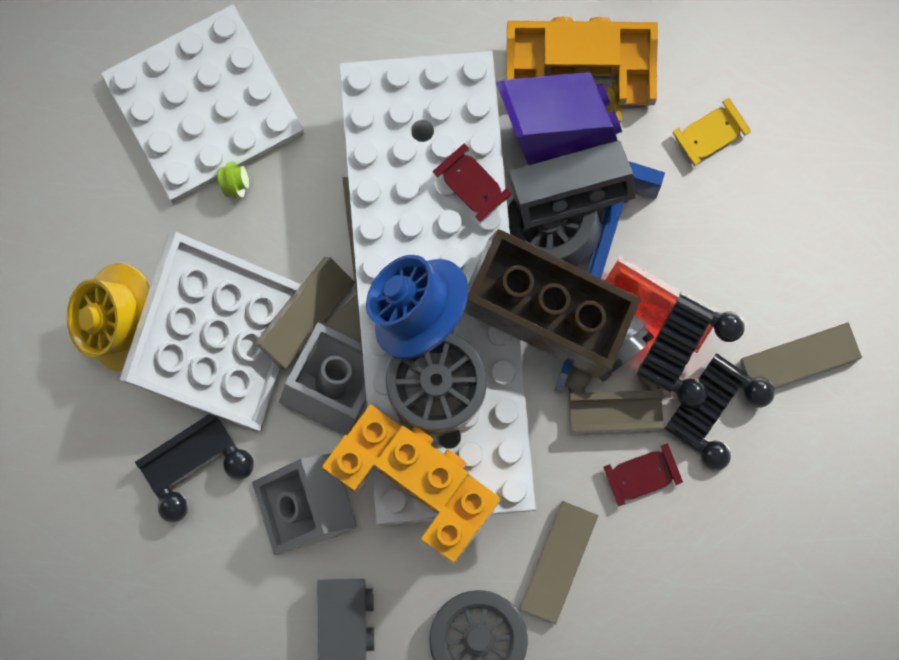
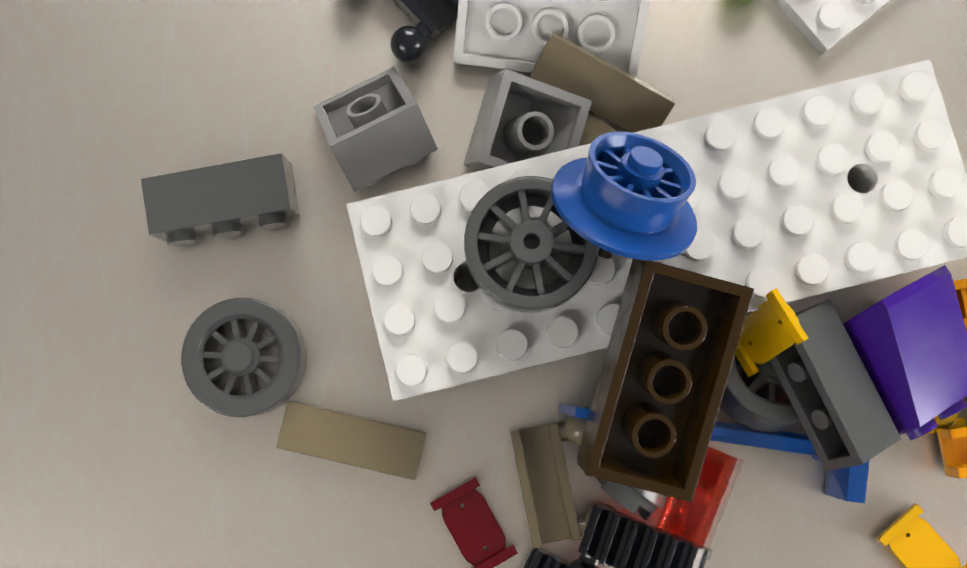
camera: 90 degrees right, 5 degrees up
(422, 472) = (411, 243): light orange bracket -> none
(472, 183) = (806, 250): dark red piece -> none
(527, 222) = (768, 333): none -> yellow piece

